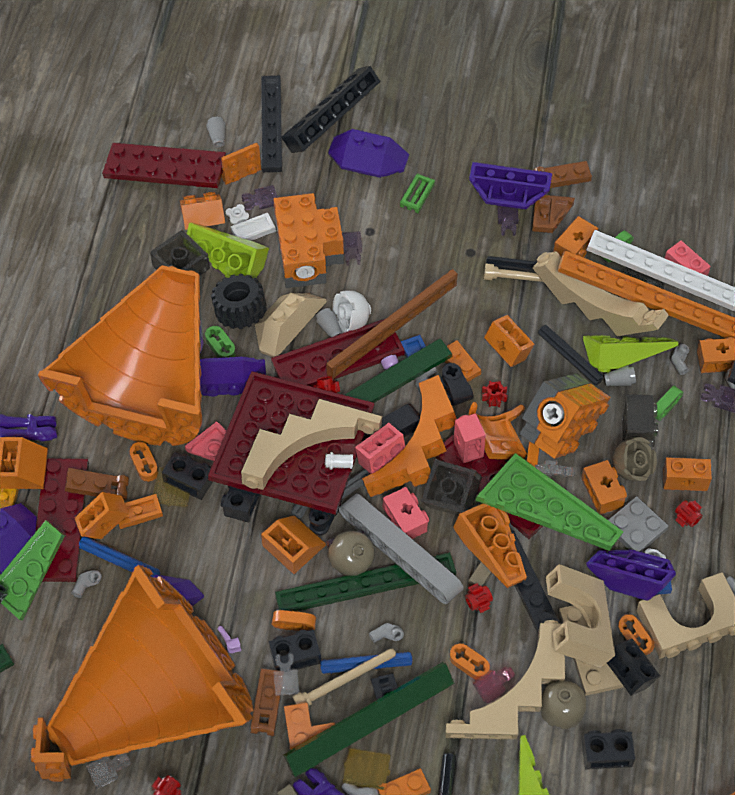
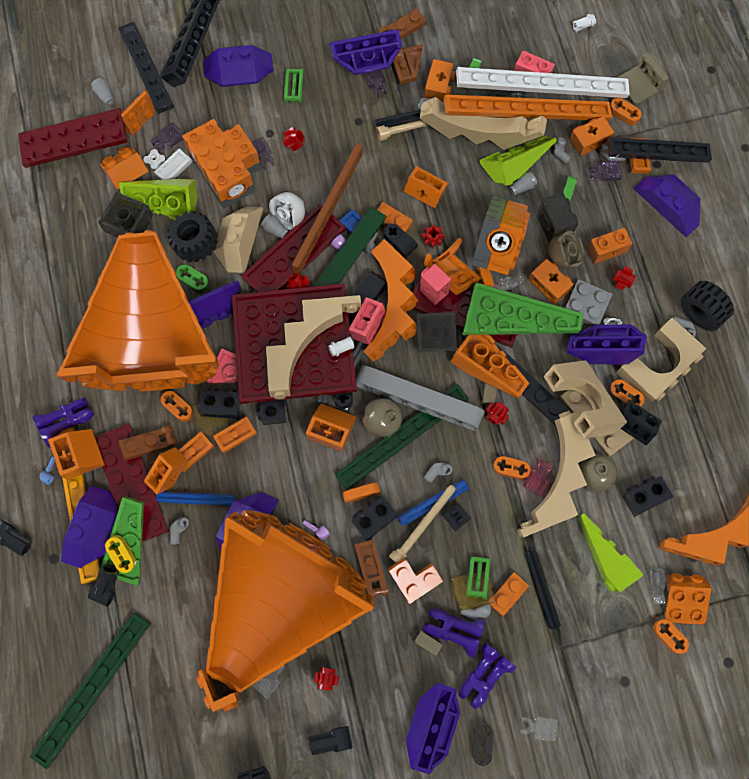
camera: 25 degrees left, 15 degrees up
(13, 579) = (117, 557): none -> yellow beam
(189, 512) = (235, 435): none -> orange plate
(285, 680) = (380, 546): clear plate -> none
(368, 719) = (457, 551): dark green tile -> none
(369, 770) = (476, 593): none -> bright green tile
(390, 244) = (293, 139): none -> red gear
(404, 512) = (405, 356): coral brick -> none
(570, 355) = (476, 180): black axle -> none

